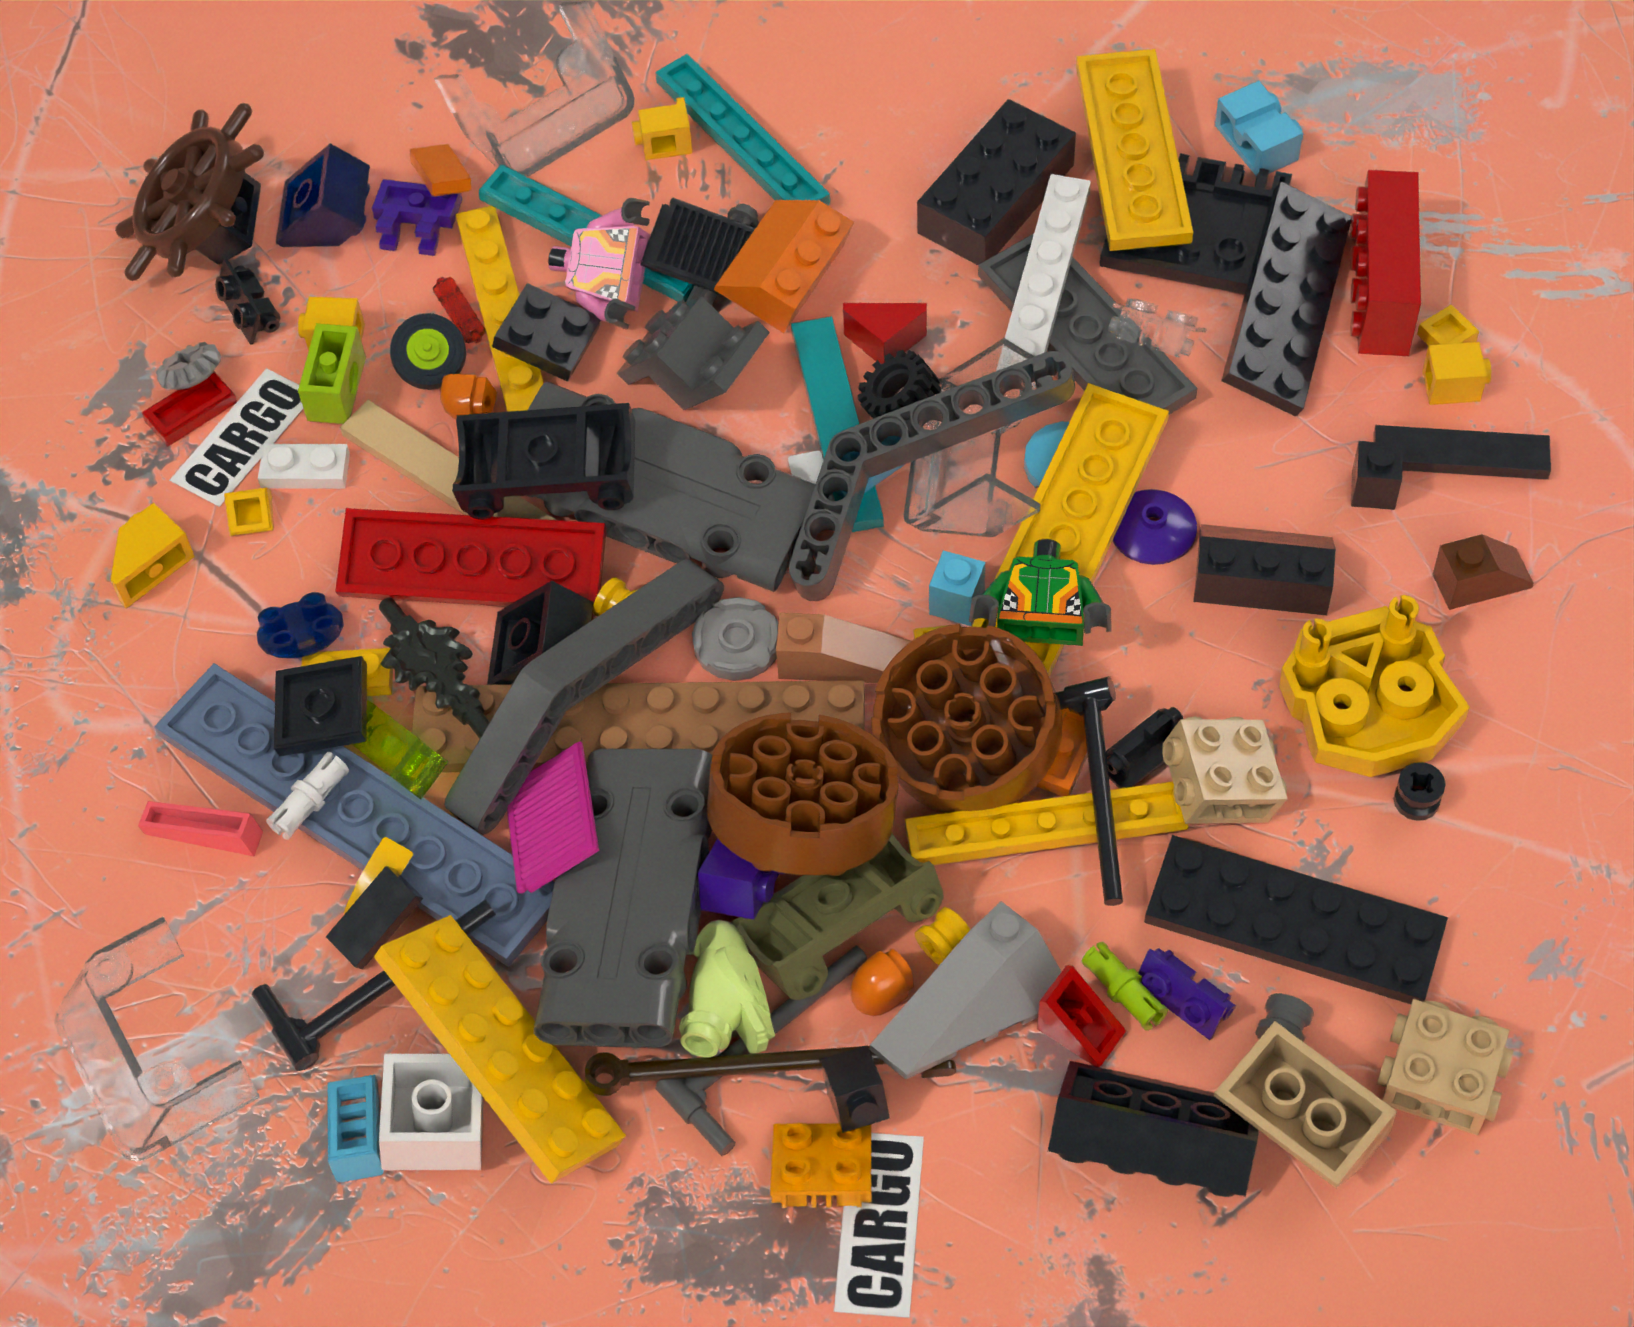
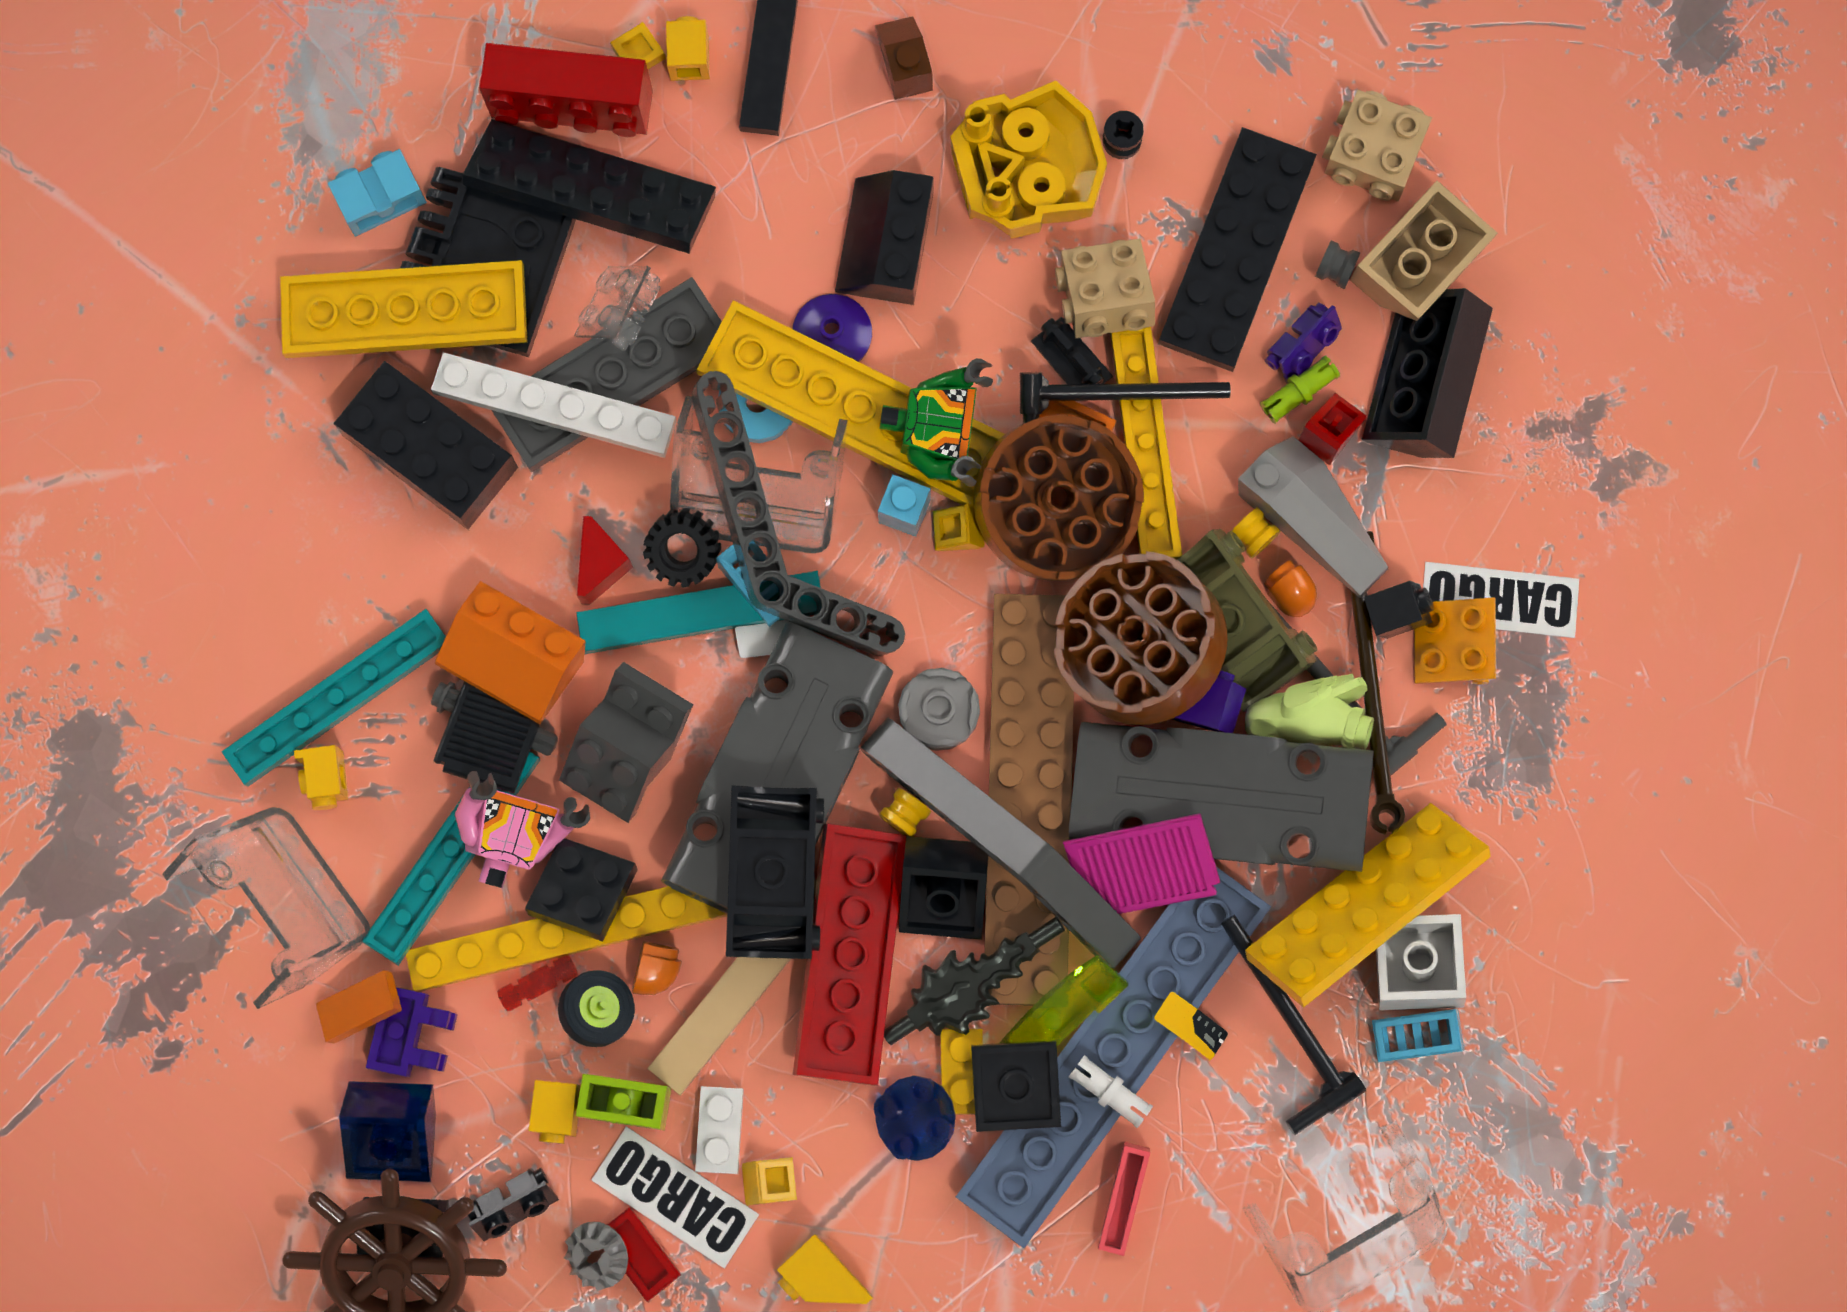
camera: 90 degrees left, 20 degrees up
(374, 917) = (1228, 1026): black tile -> none
(832, 649) = (964, 611): nougat slope -> none
(1376, 475) = (800, 130): black brick -> none

